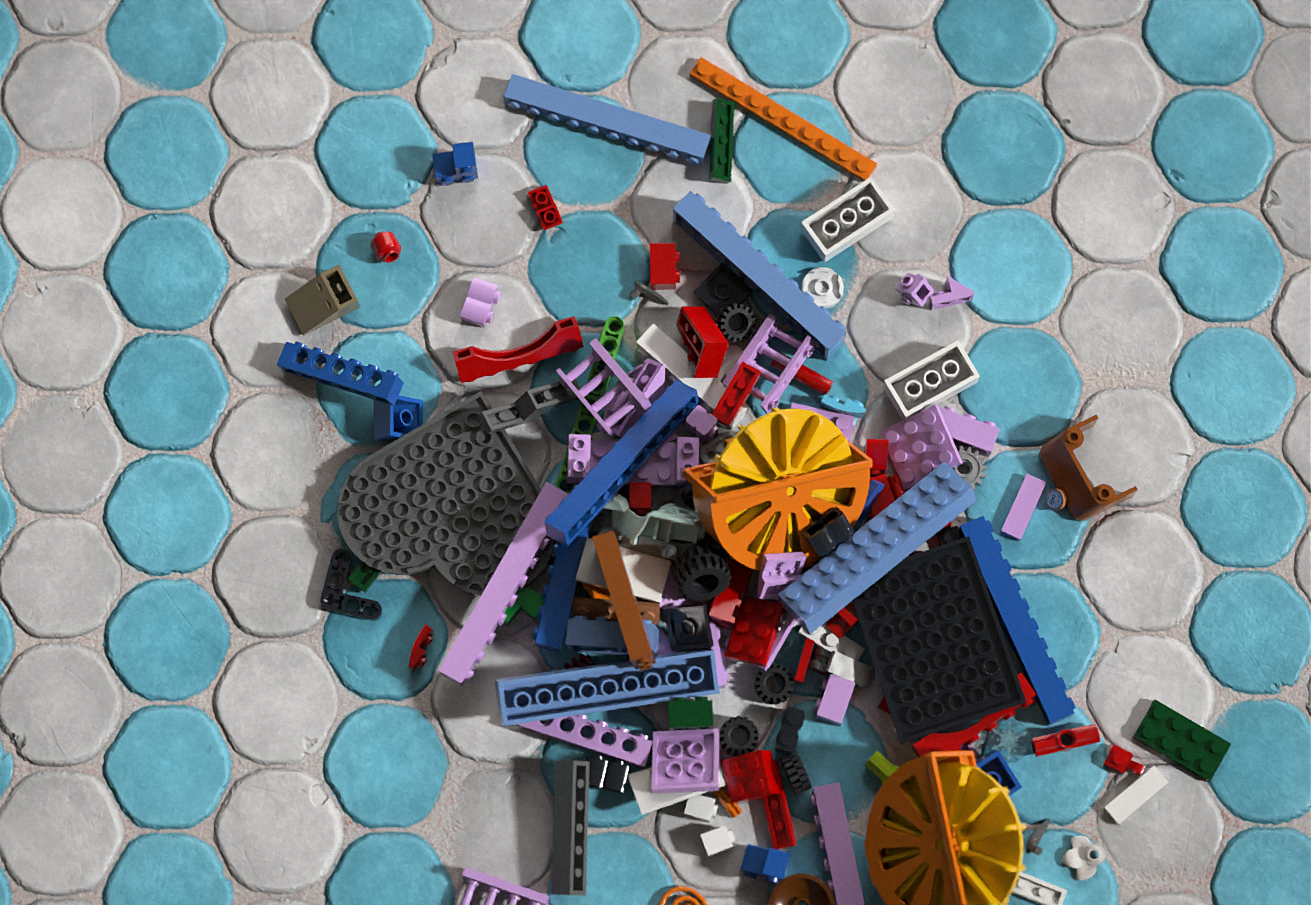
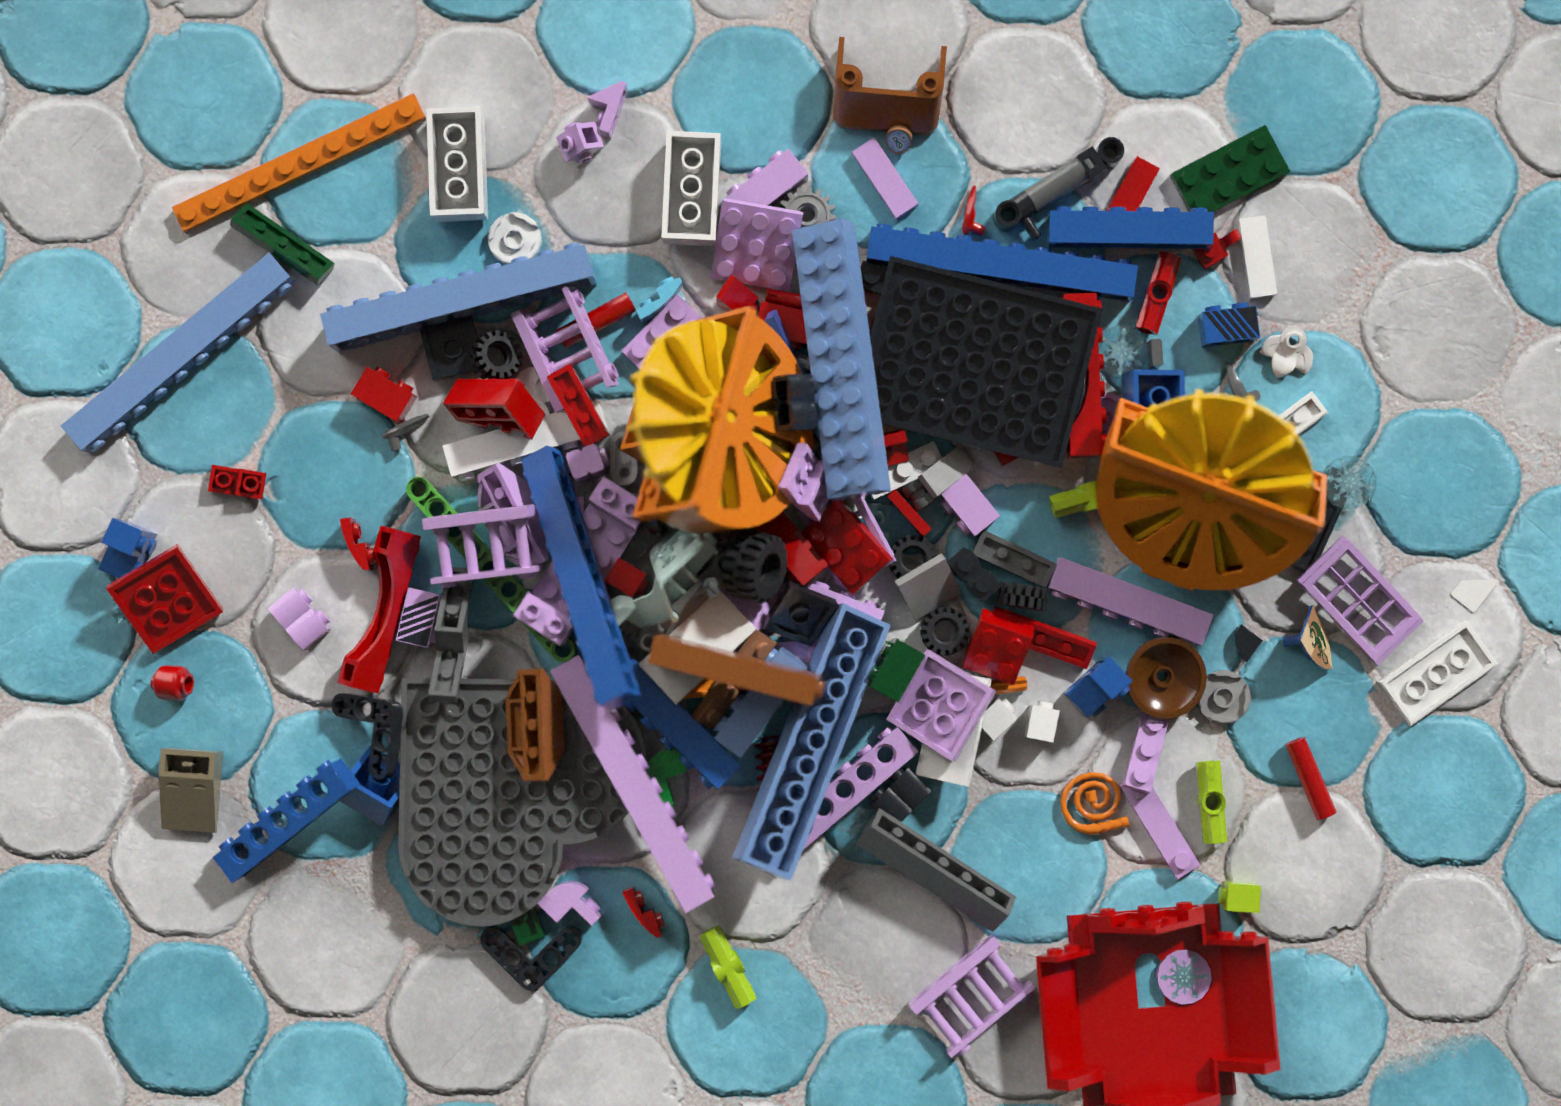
camera: 60 degrees left, 10 degrees up
(400, 590) = (568, 895): none -> lavender brick
(417, 728) = (727, 967): none -> lime piece
(439, 208) = (164, 598): none -> red plate
(443, 396) = (382, 724): none -> black beam
(505, 494) = (534, 724): none -> dark orange wedge
(527, 378) = (419, 618): none -> brick
(549, 314) = (360, 551): none -> red slope
(761, 704) = (928, 586): none -> light grey tile
(818, 753) = (1014, 559): none -> dark grey plate
(1022, 763) = (1155, 354): none -> dark grey tile
(1028, 582) = (969, 216): none -> red bar
(1074, 802) = (1228, 325): none -> brick
(1096, 693) = (1131, 228): none -> blue brick
(1119, 637) = (1081, 170): none -> piece
(1119, 681) = (1135, 185): none -> red tile

